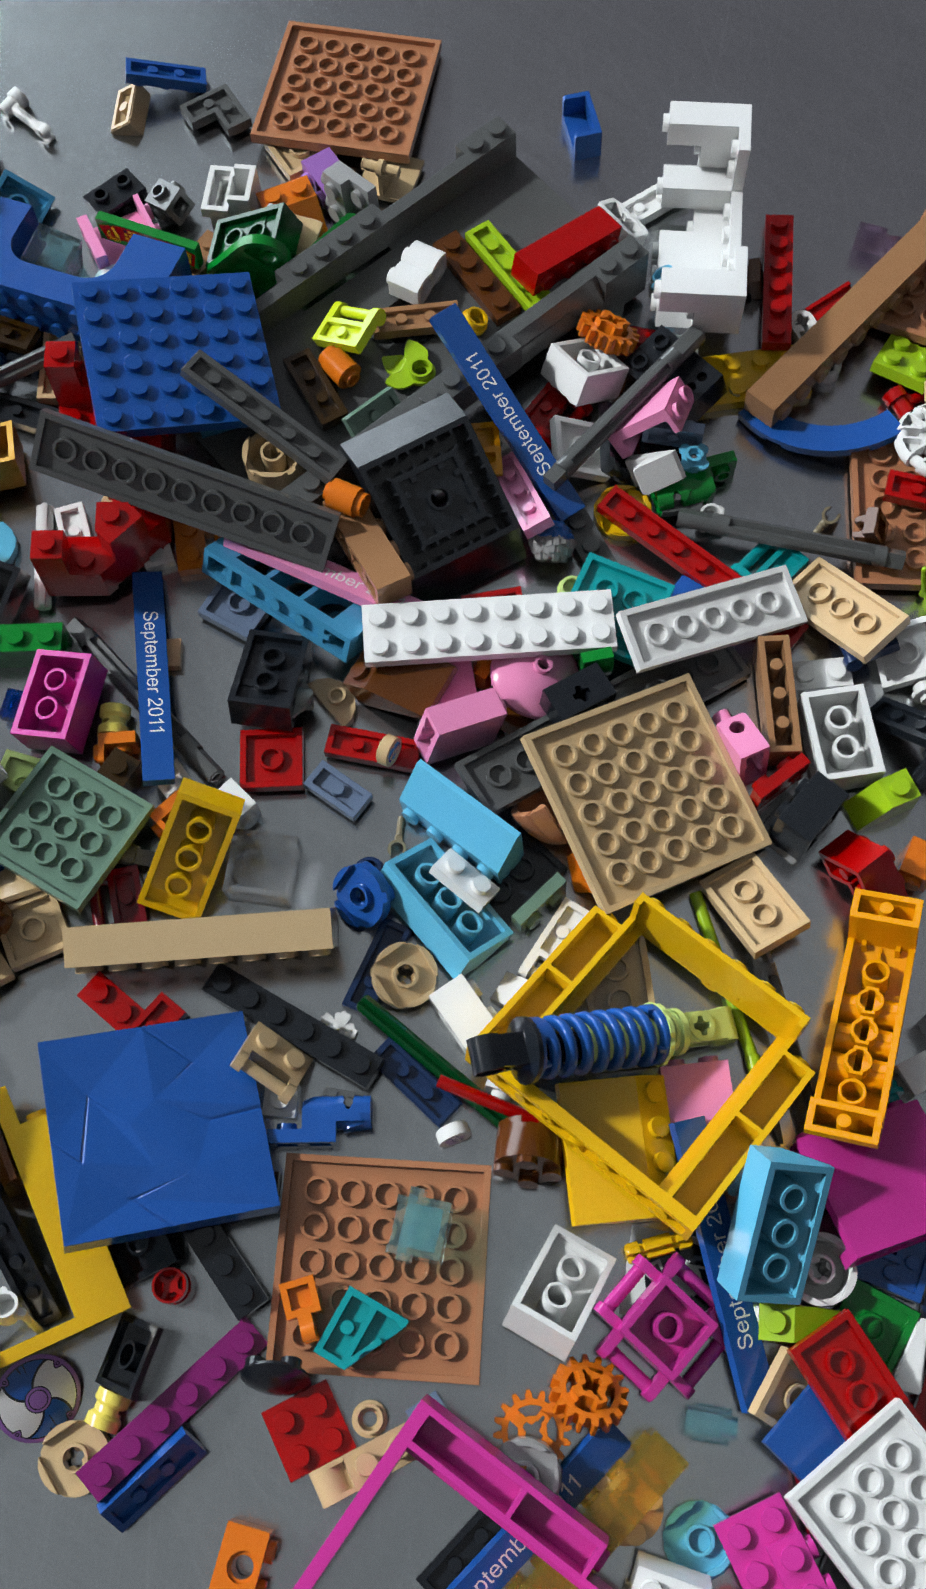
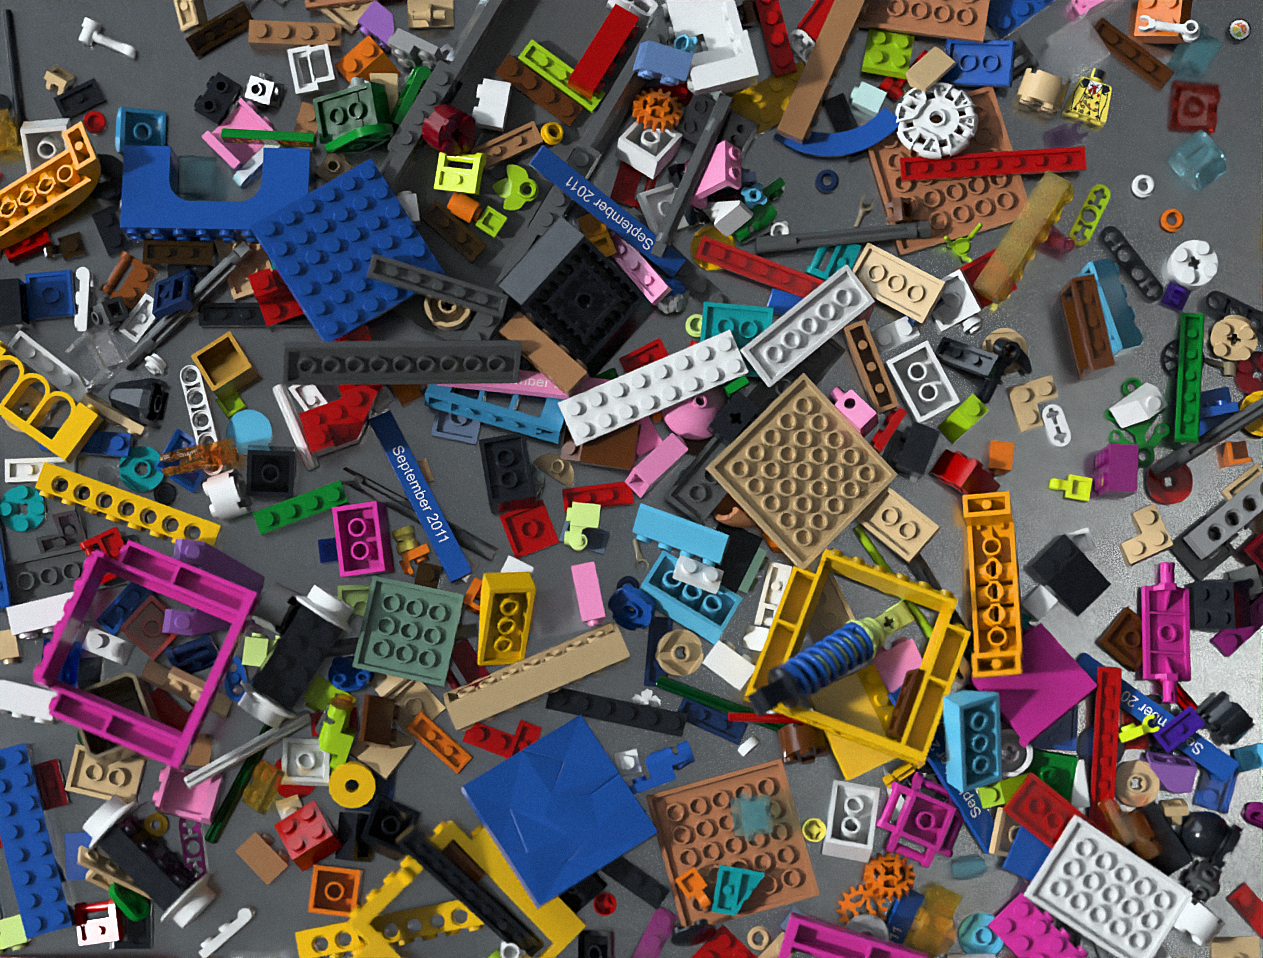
camera: 20 degrees left, 15 degrees up
(45, 985) = (439, 742): none -> orange tile
(150, 136) = (219, 29): none -> dark brown plate
(197, 151) = (290, 35): none -> medium nougat brick
(277, 1057) = (617, 737): tan plate -> none
(278, 348) = (411, 206): none -> white brick
(313, 856) = (588, 593): none -> bright pink brick
(339, 760) = (581, 517): none -> yellowish green brick
(346, 498) = (518, 327): orange brick -> none
(362, 389) = (491, 222): none -> lime plate
(368, 279) = (449, 130): none -> dark red brick
(371, 411) = (506, 241): sand green plate -> none
(388, 750) = (612, 498): tan tile -> none
(502, 1284) = (813, 829): none -> light yellow wheel
(632, 261) = (662, 62): none -> medium blue piece
(690, 1140) = (904, 703): none -> reddish brown tile
(789, 472) = (827, 174): none -> dark blue plate
(827, 410) = (842, 120): none -> black tile
(866, 401) = (867, 99): none -> light aqua brick

